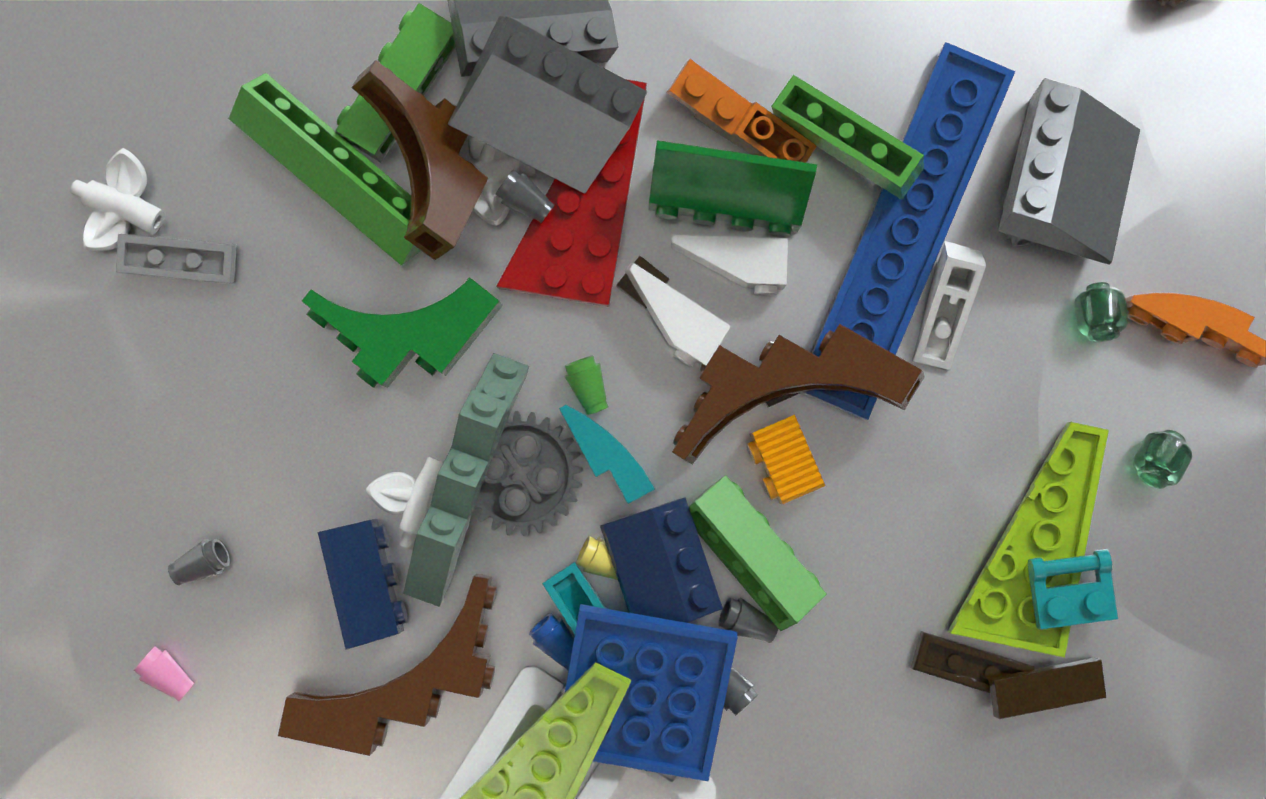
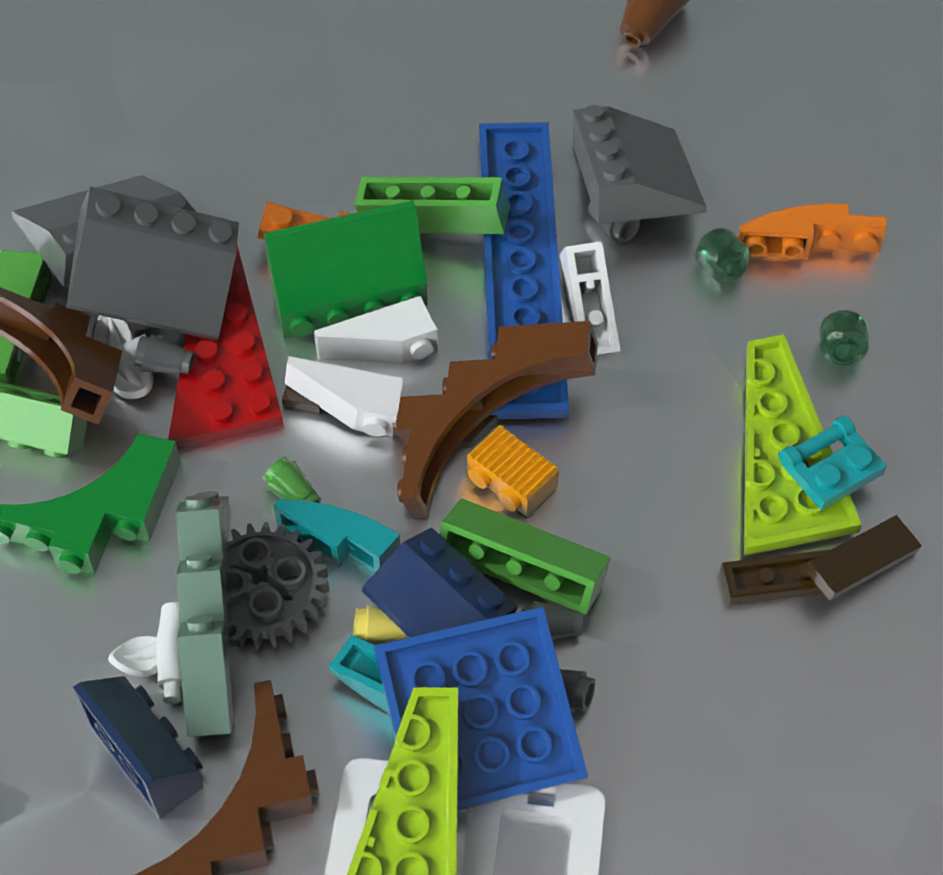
camera: 25 degrees left, 30 degrees down
(553, 639) = (366, 720): blue cone -> none

